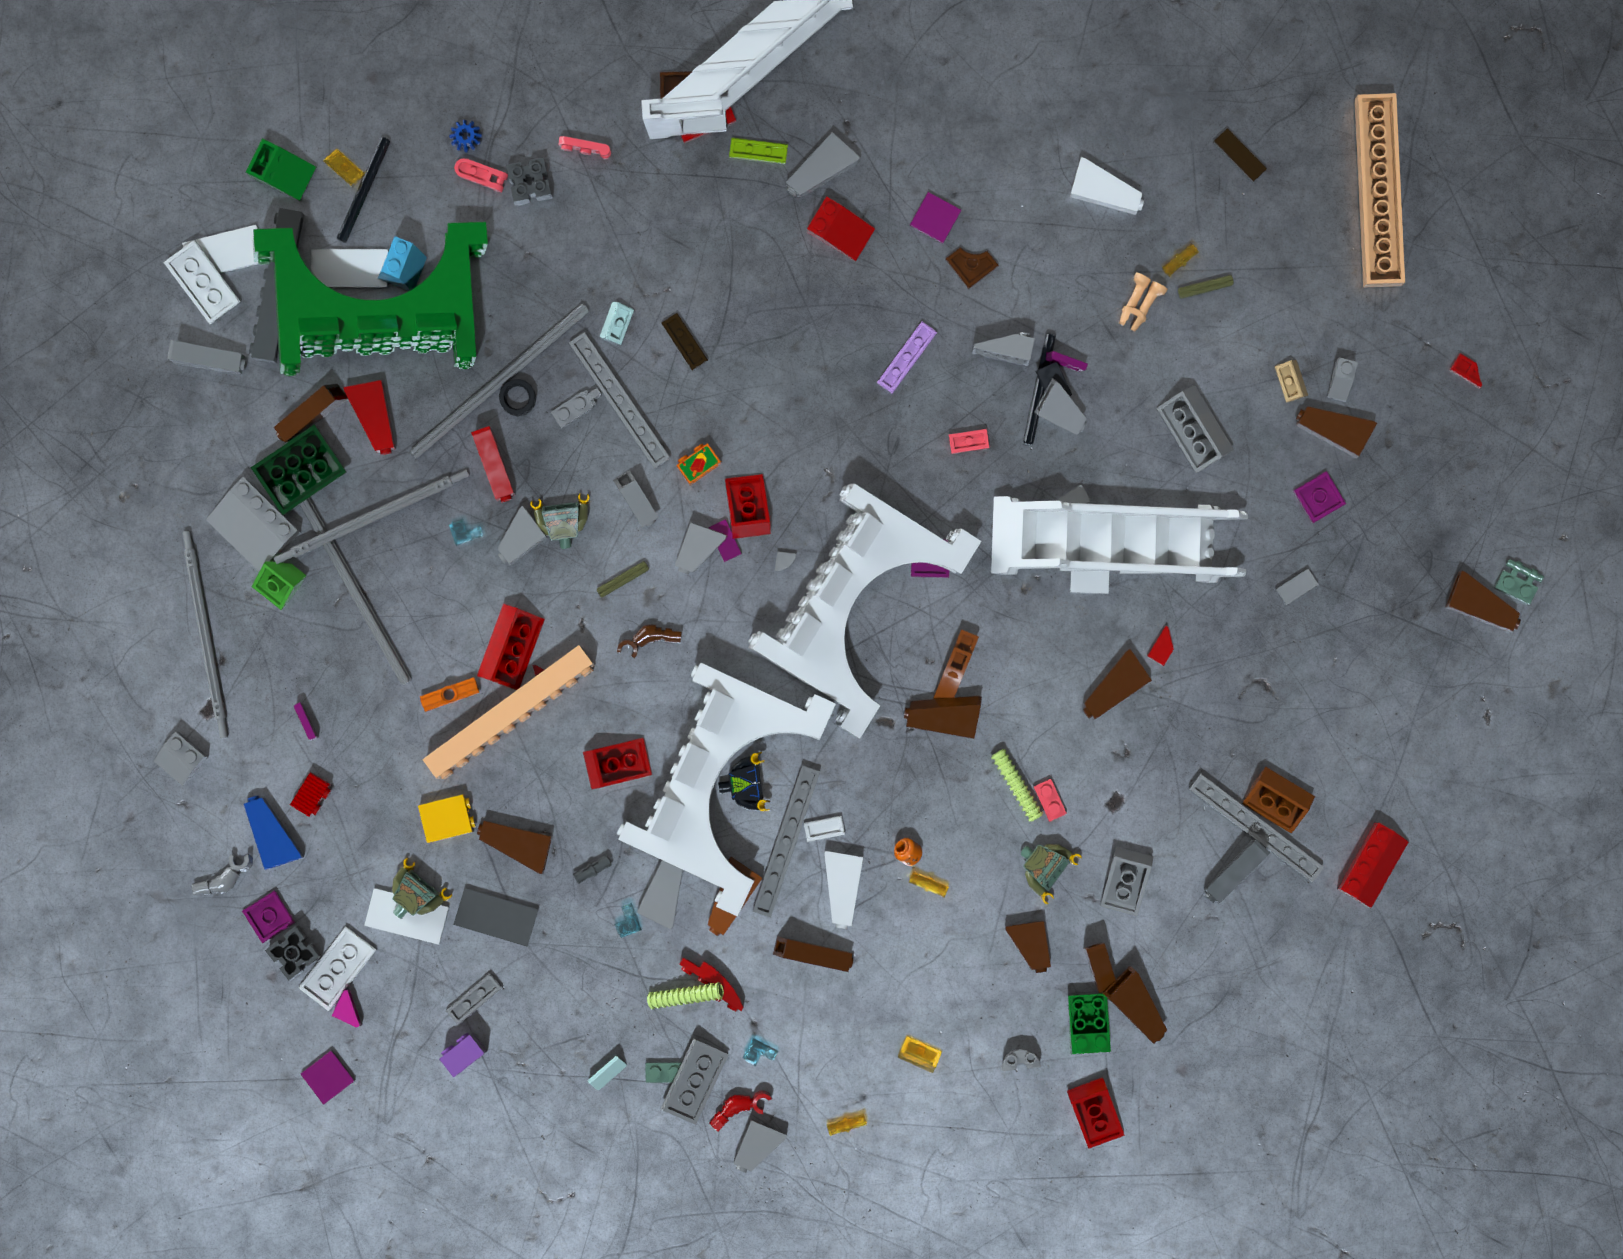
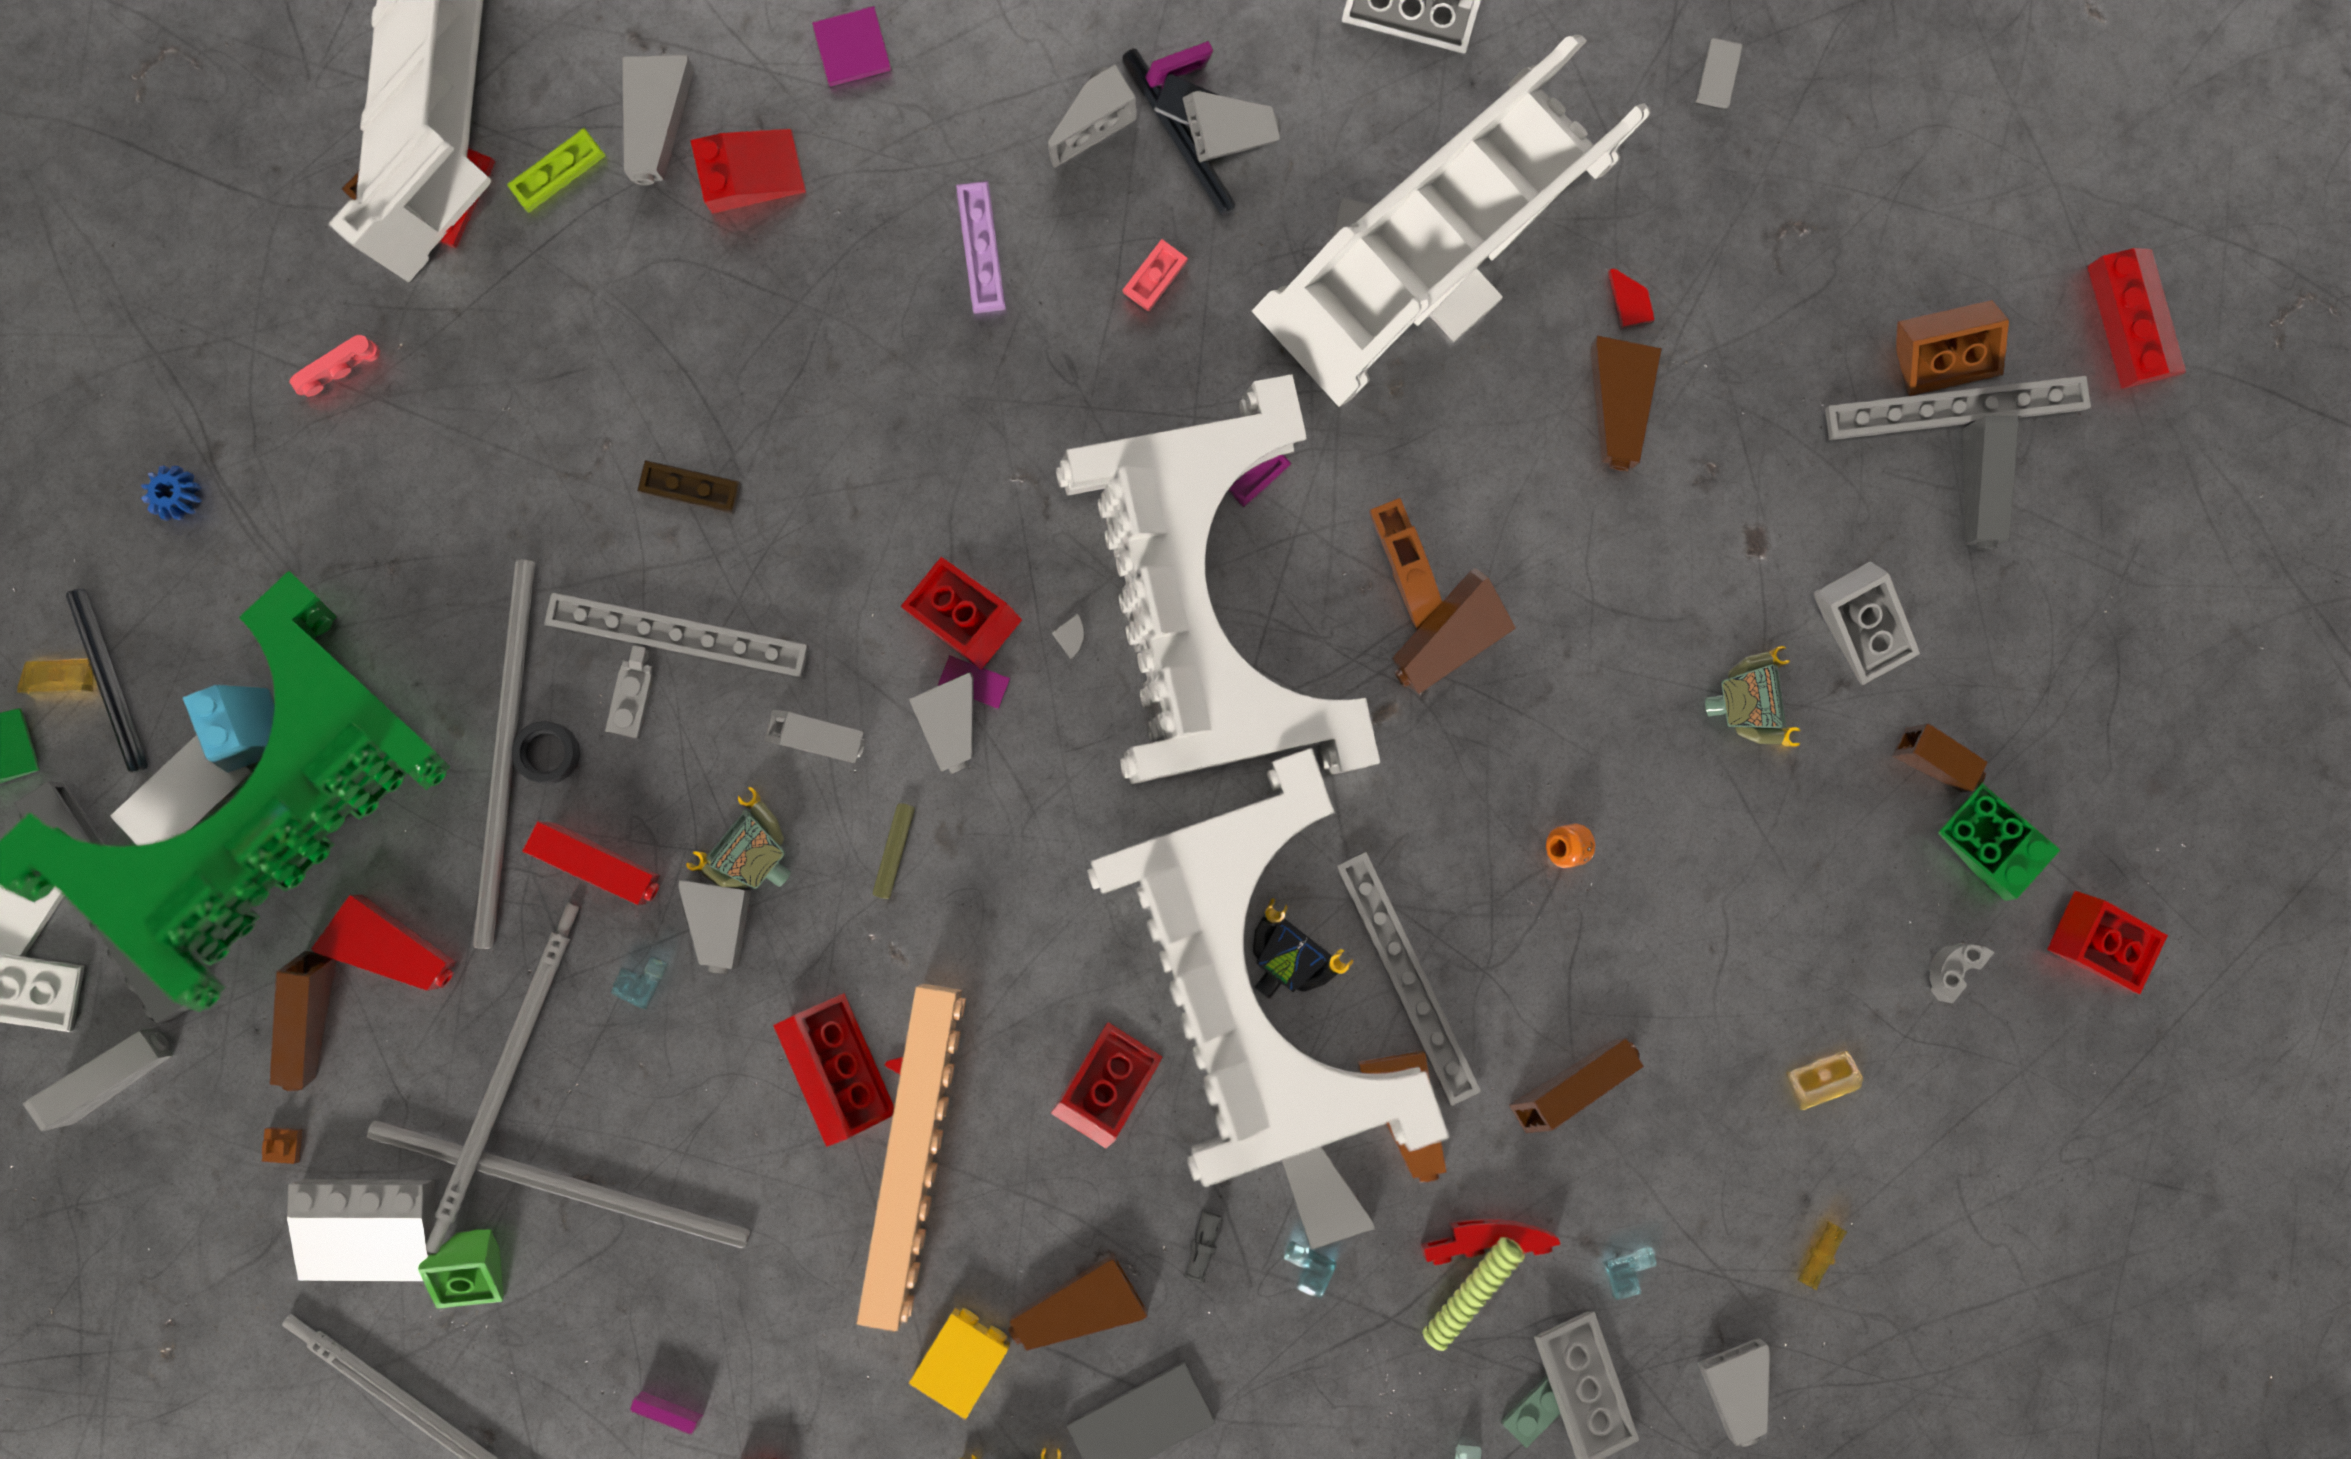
camera: 45 degrees left, 0 degrees up
(251, 455) = (281, 1145): none -> dark orange tile
(298, 469) = (350, 1106): dark green slope -> none
(437, 698) = (805, 1220): orange piece -> none
(480, 174) = (236, 522): coral plate -> none
(522, 191) = (286, 478): dark grey brick -> none
(616, 323) = (582, 543): light aqua slope -> none
(649, 634) = (992, 886): reddish brown piece -> none
(698, 464) = (849, 618): brick -> none
(737, 1104) = (1668, 1359): red piece -> none
(824, 828) = (1438, 917): white tile -> none
(843, 882) = (1528, 961): white slope -> none
(928, 884) = (1652, 854): clear yellow pin -> none
(971, 267) = (953, 64): reddish brown tile -> none
(1017, 785) = (1621, 635): yellowish green piece -> none
(1031, 943) = (1829, 811): reddish brown slope -> none
(1050, 800) = (1677, 615): coral plate -> none
(1134, 1001) = (2030, 760): reddish brown slope -> none

